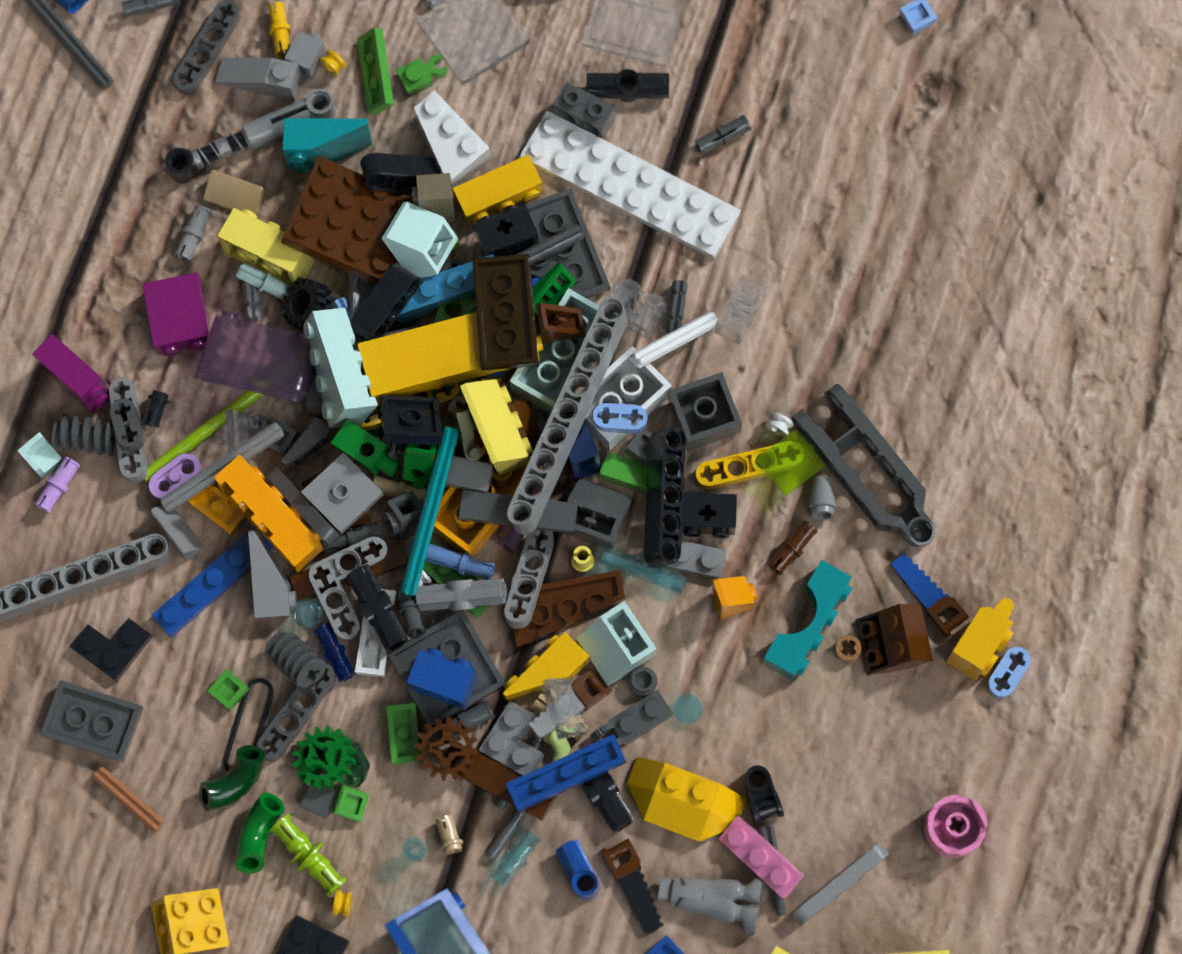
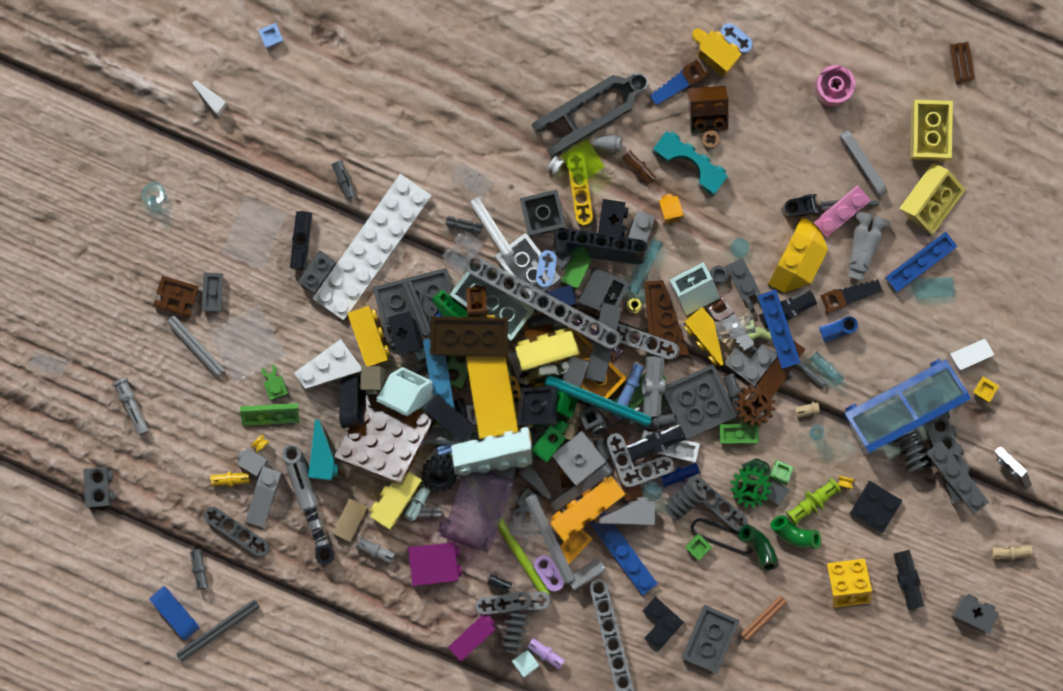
camera: 90 degrees left, 10 degrees up
(442, 678) = (711, 402): blue brick -> none

